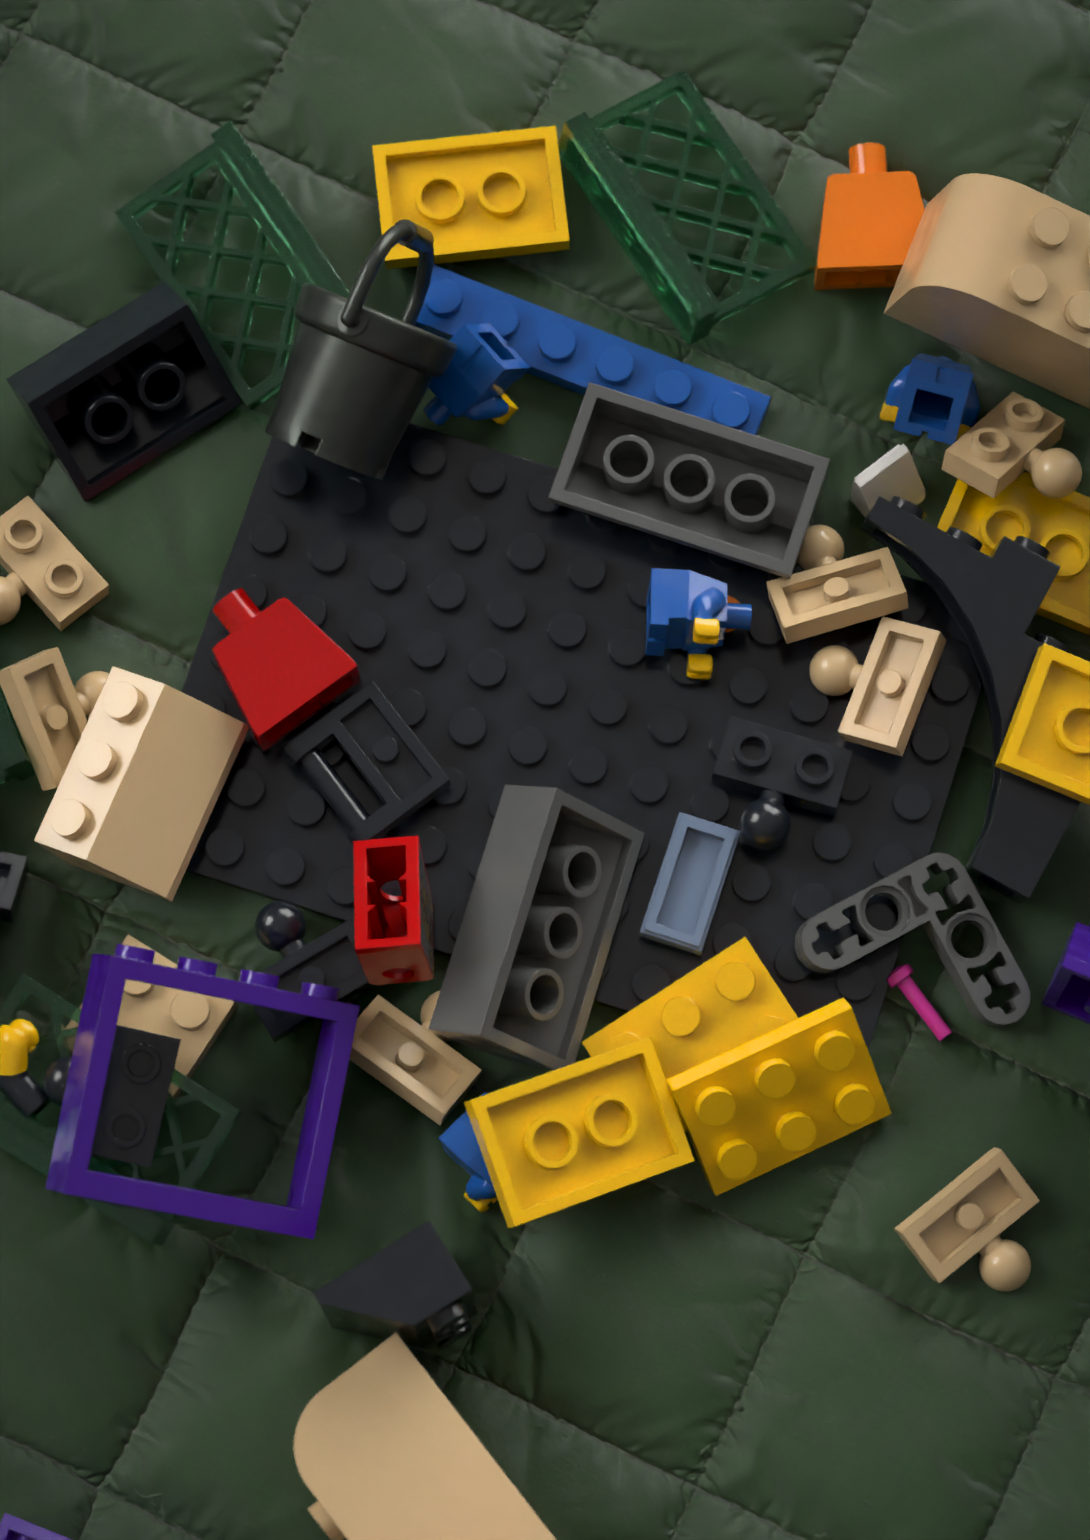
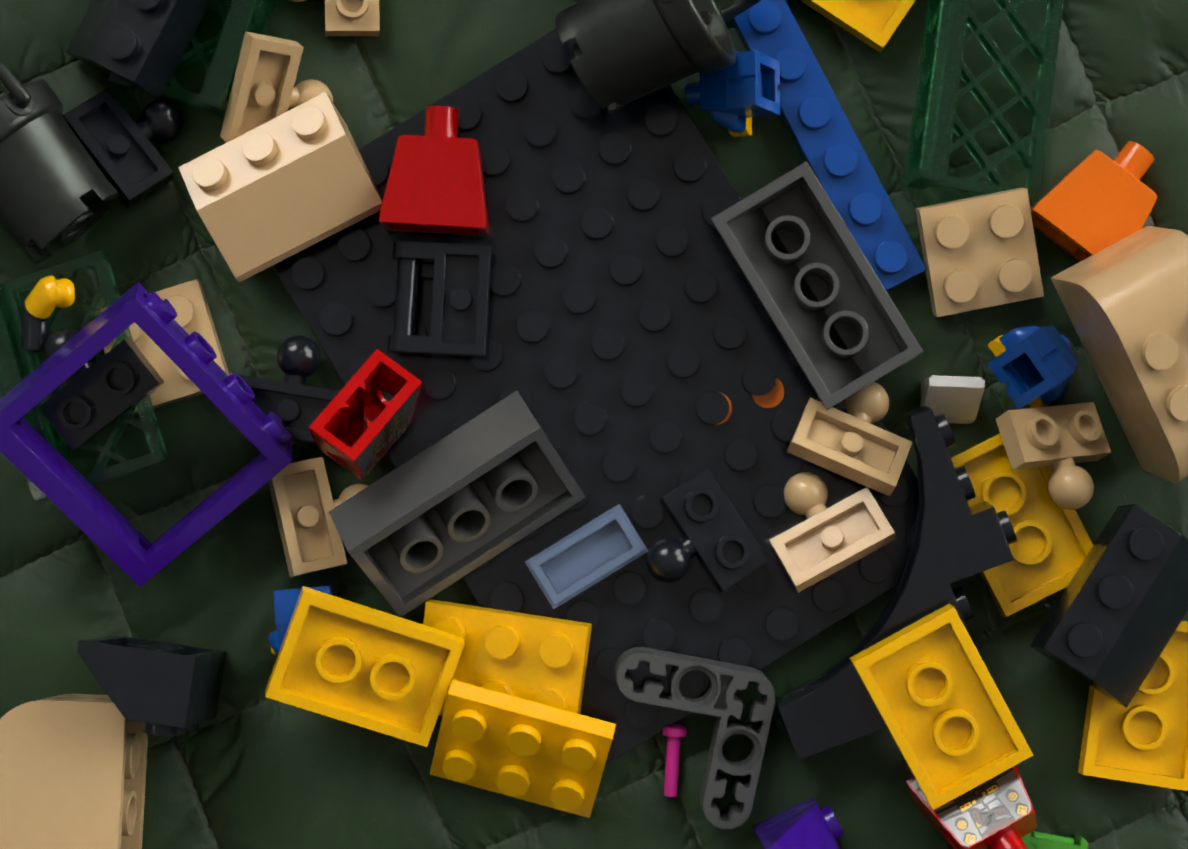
camera: 40 degrees right, 10 degrees up
(692, 615) = (740, 378): blue piece -> none
(803, 345) = (979, 252): none -> tan plate

